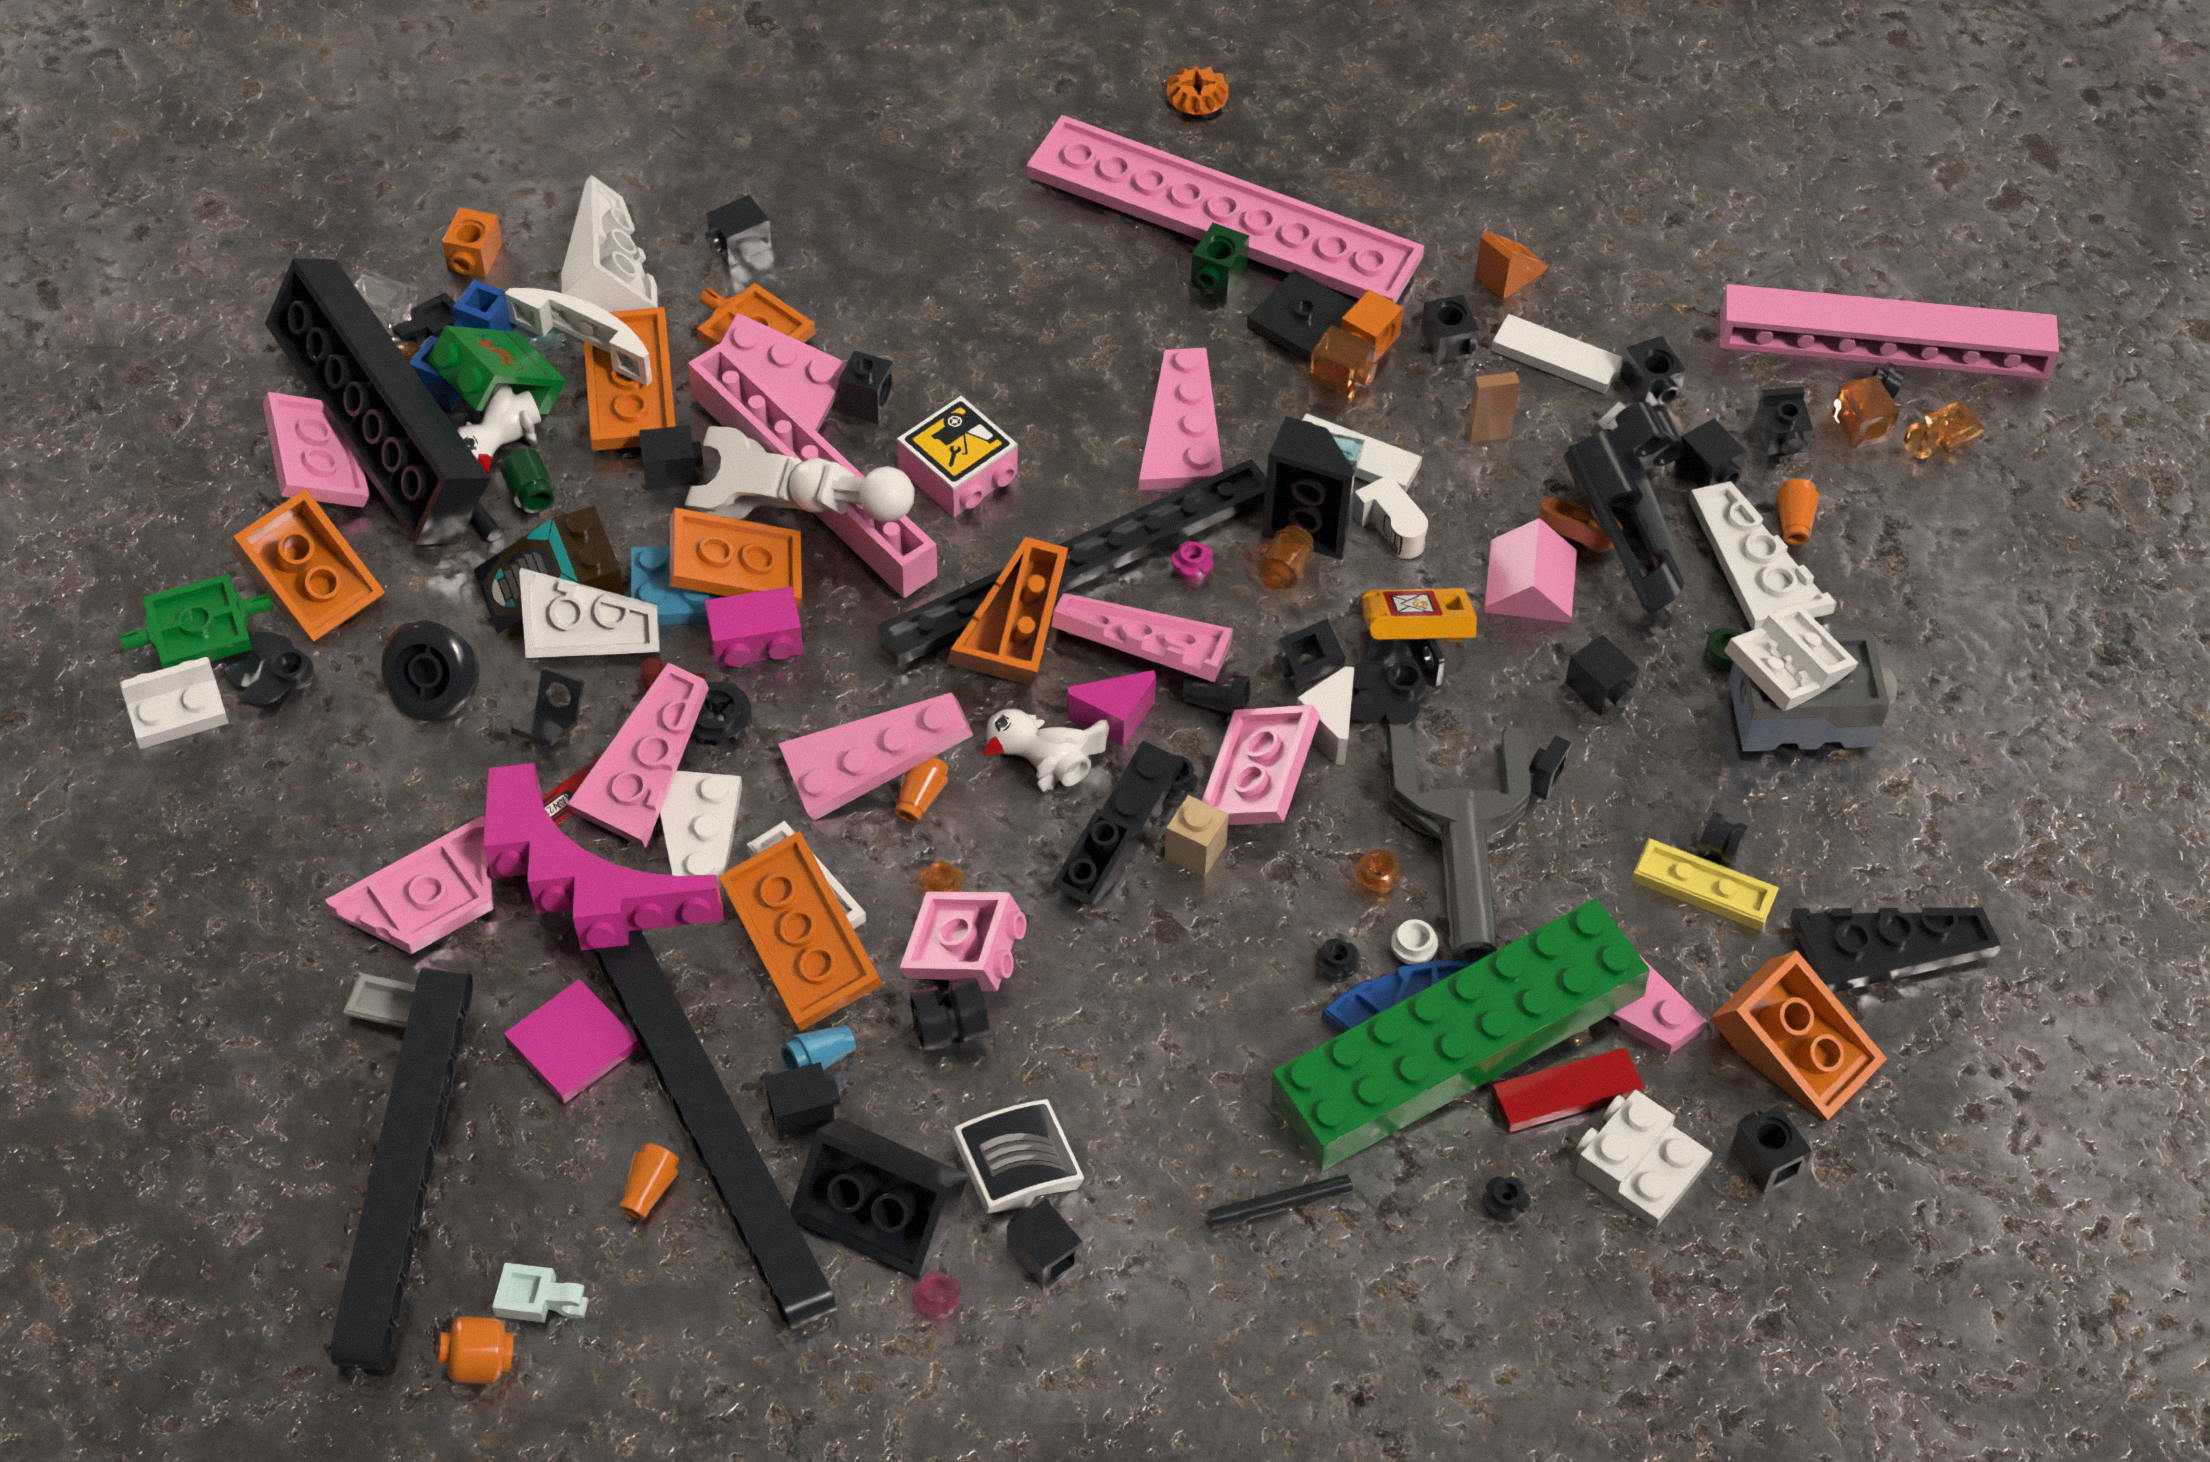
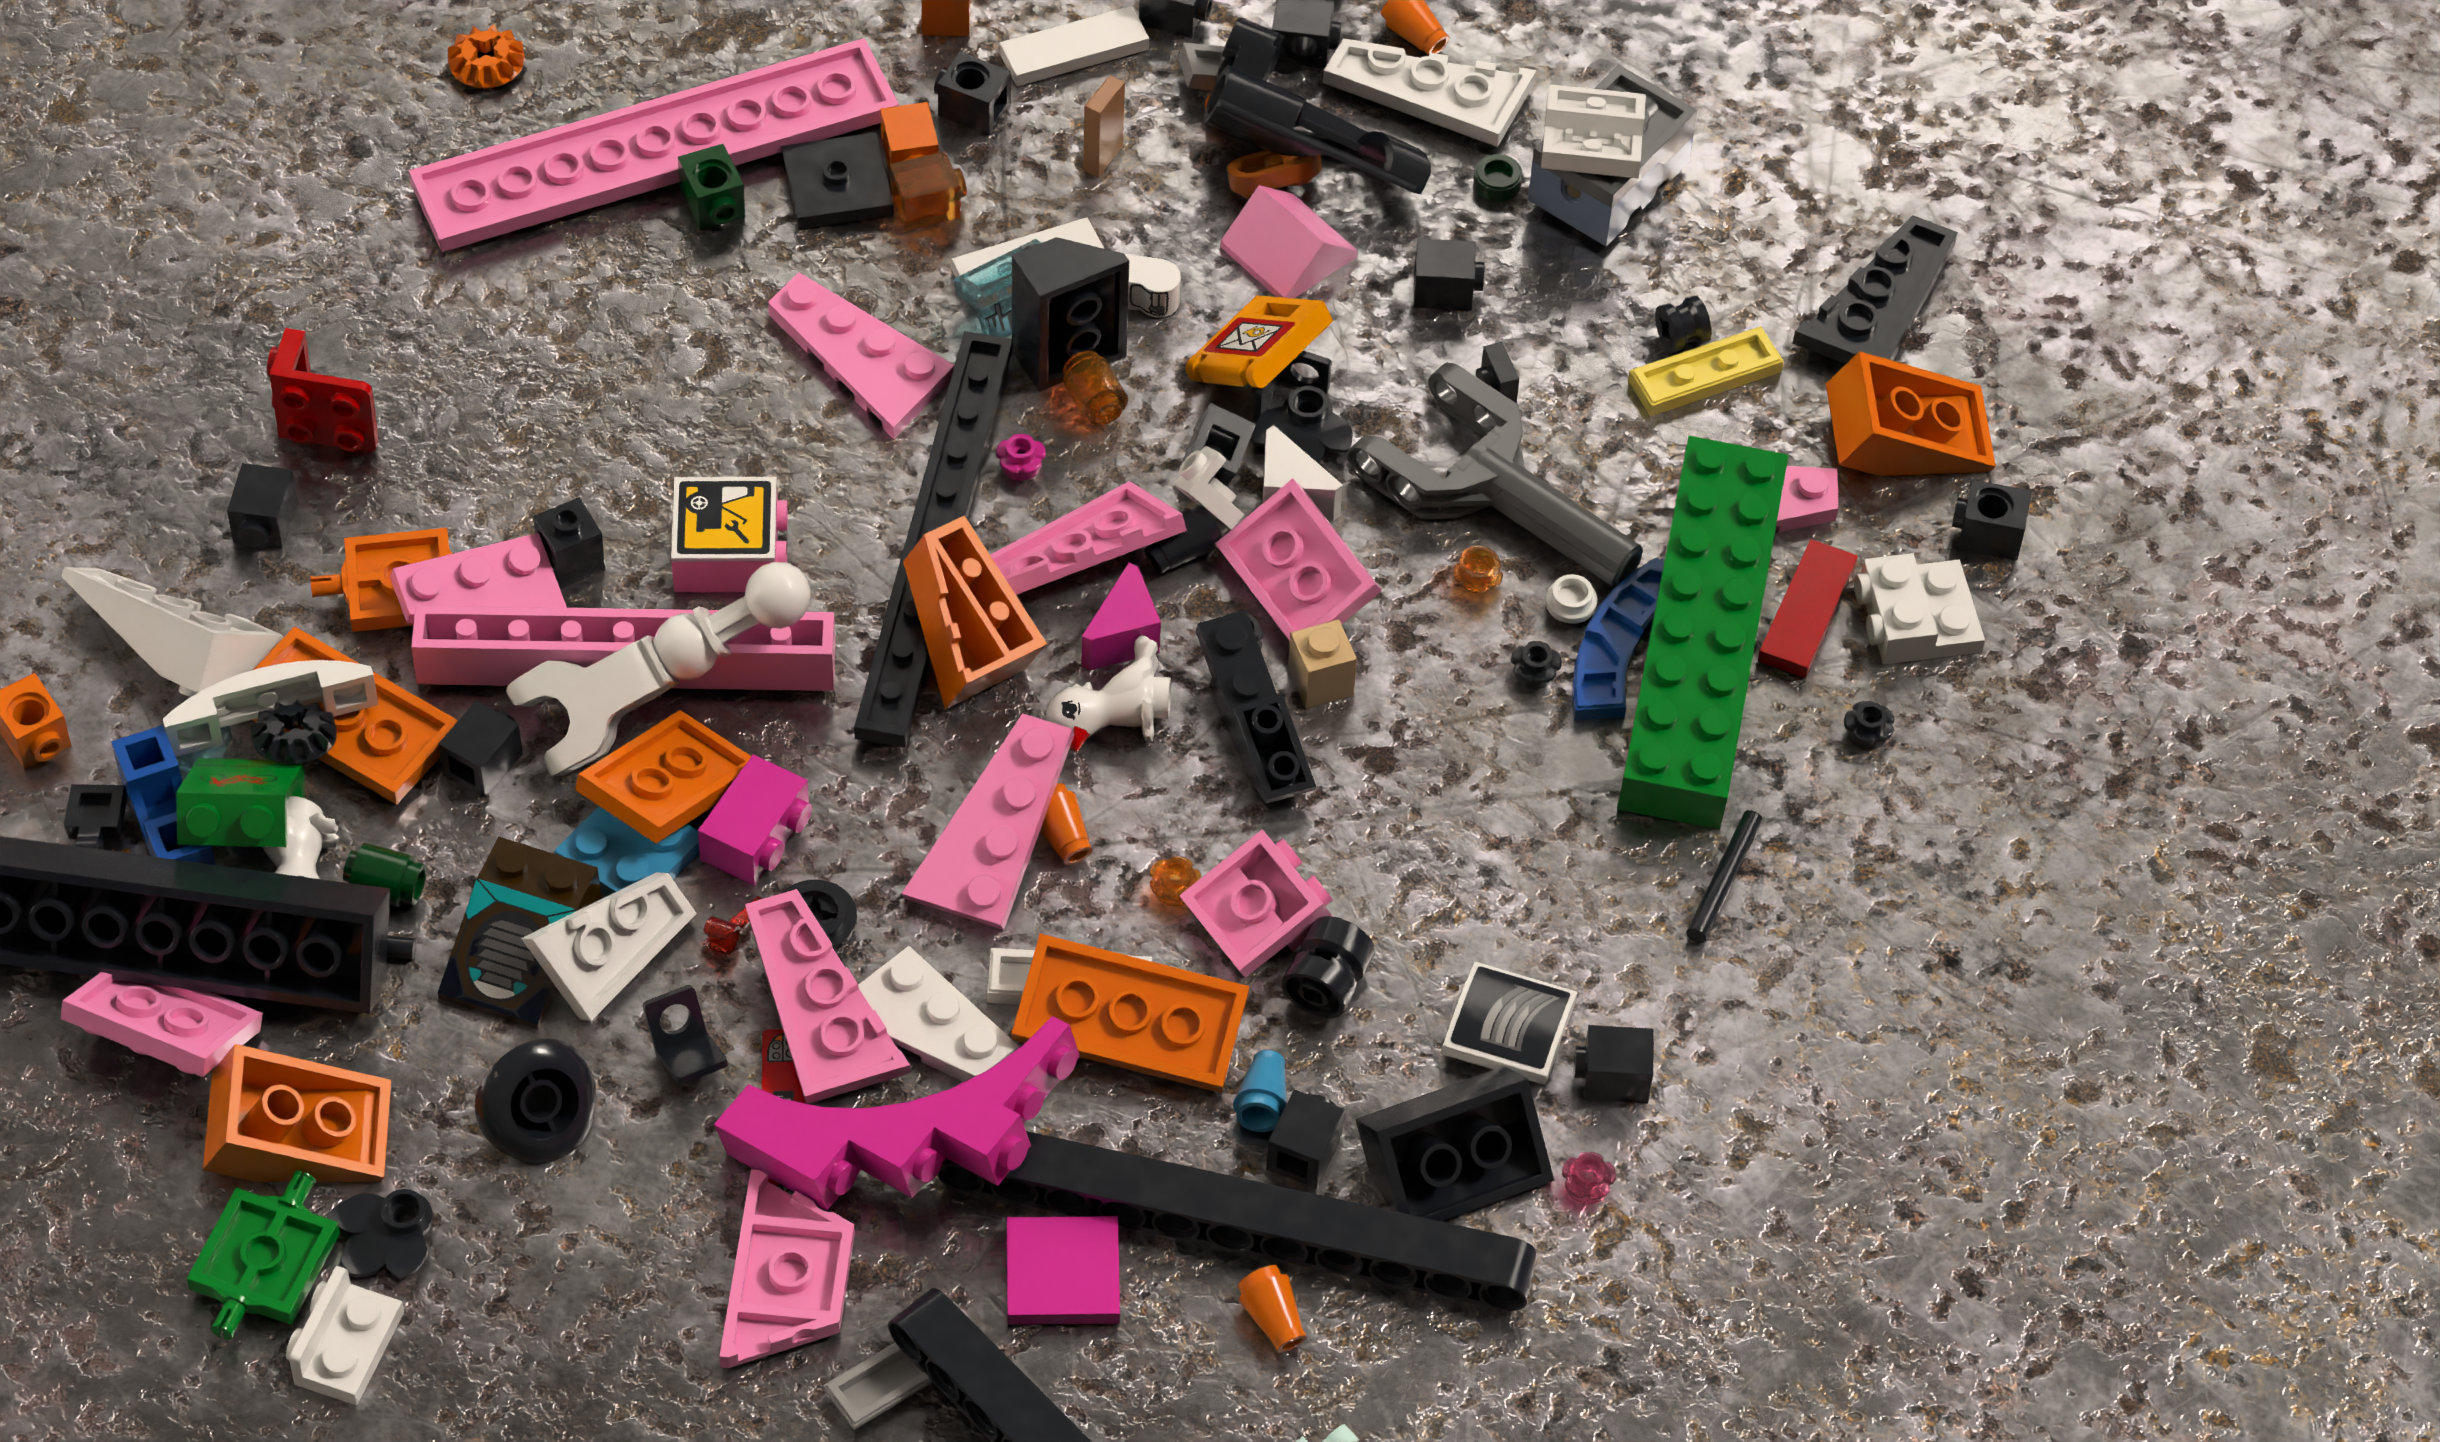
camera: 50 degrees left, 0 degrees up
(562, 363) = (297, 745): none -> black gear
(833, 187) = (318, 405): none -> red bracket
(1258, 675) = (1213, 496): none -> white bracket

